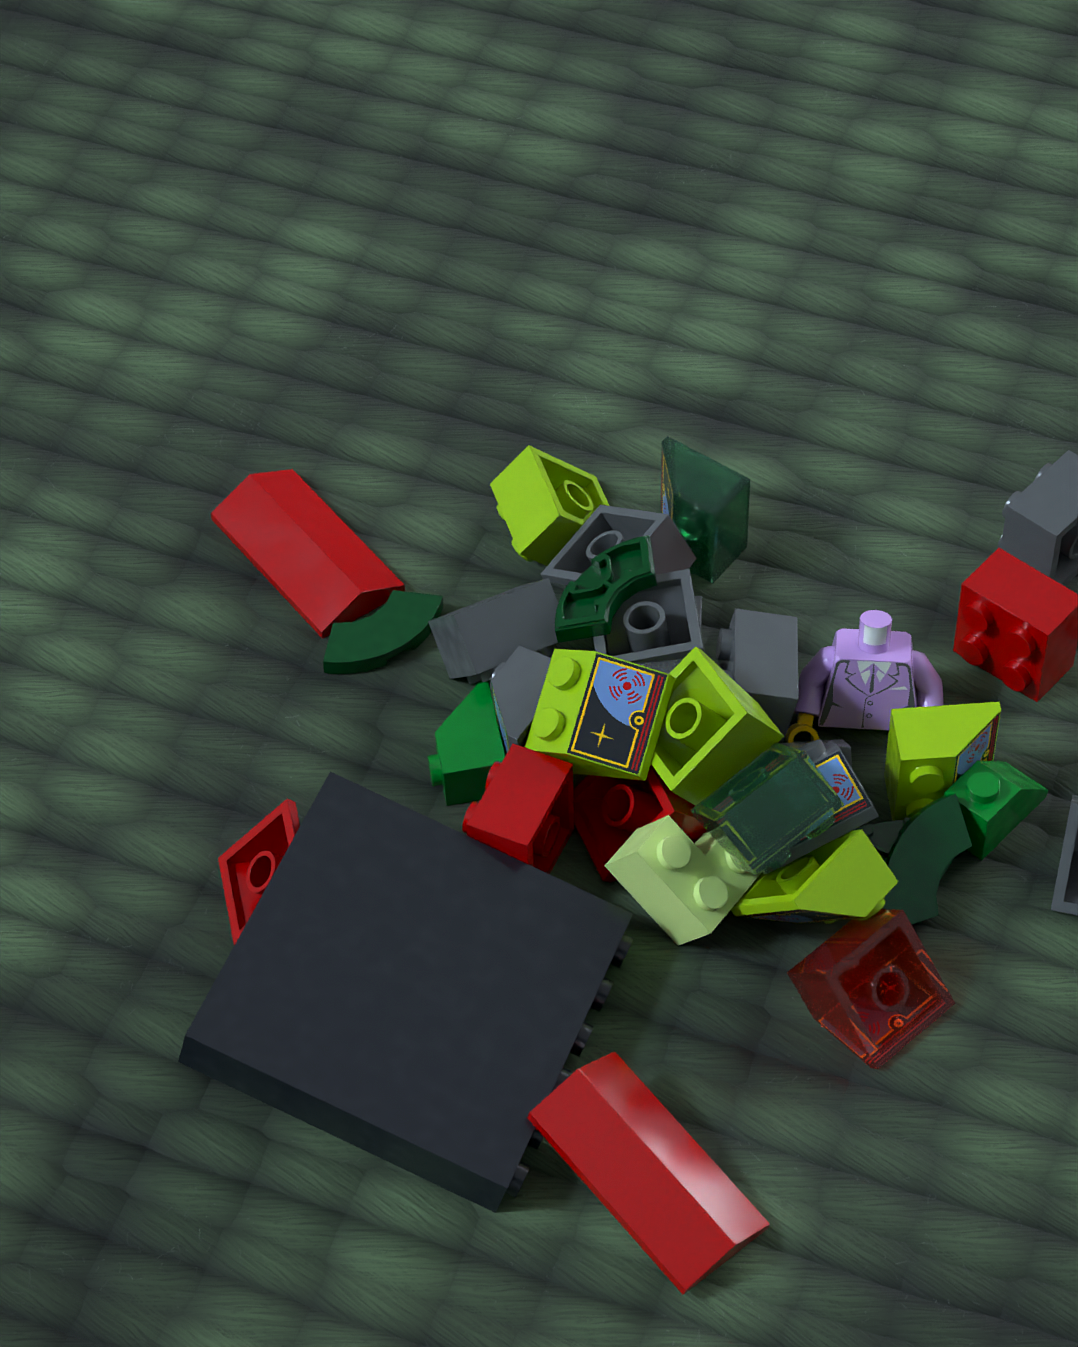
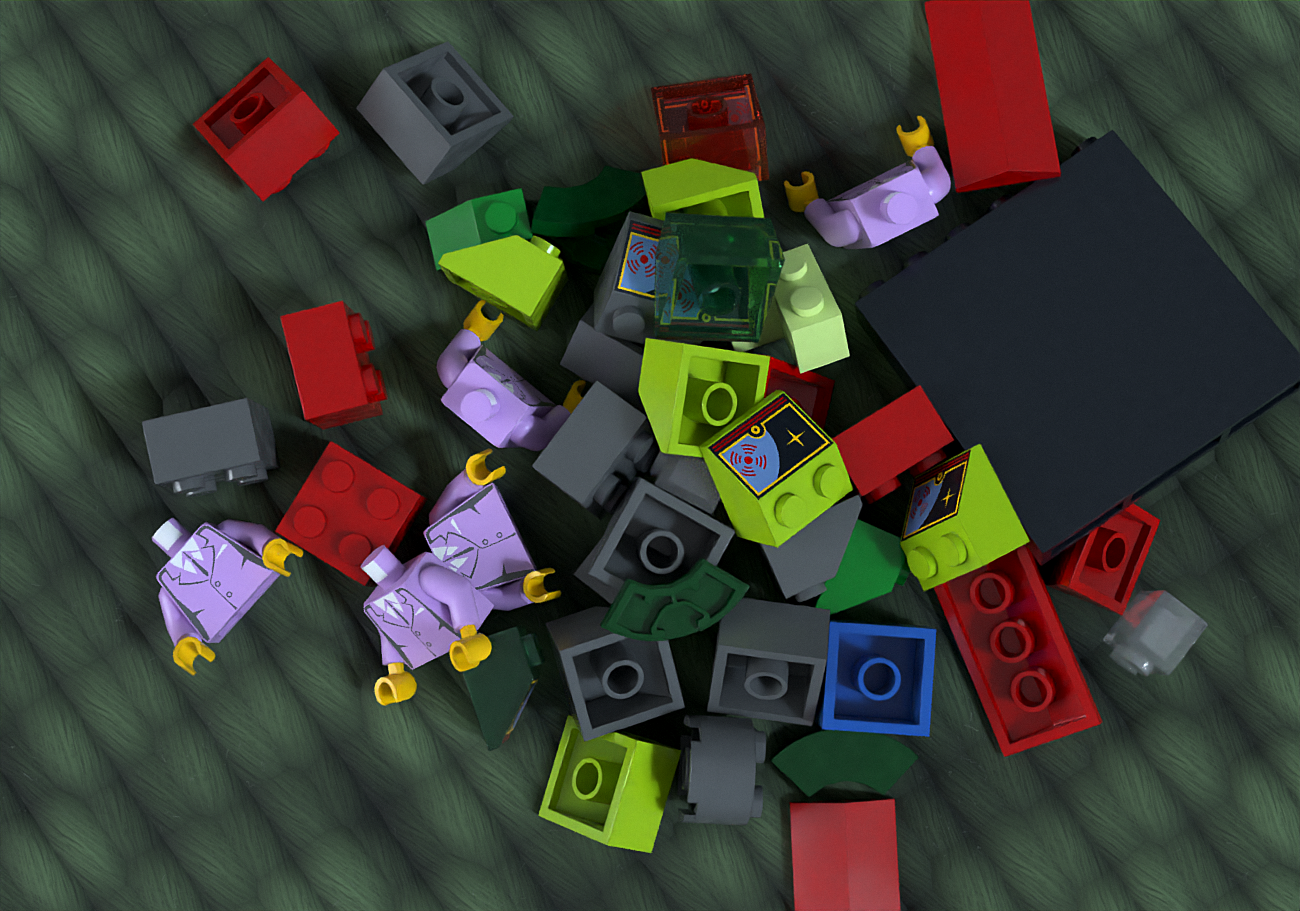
camera: 140 degrees left, 35 degrees up
(186, 826) = (1154, 634): none -> clear piece
(286, 760) = (1017, 653): none -> red slope
(400, 677) = (877, 678): none -> blue brick
(412, 772) = (958, 519): none -> lime slope
(479, 549) = (720, 770): none -> dark grey brick
(667, 1011) = (883, 204): none -> lavender torso
(791, 511) = (420, 615): none -> lavender torso
(791, 584) = (481, 541): none -> lavender torso
(910, 556) = (349, 512): none -> red brick
(972, 459) = (214, 580): none -> lavender torso

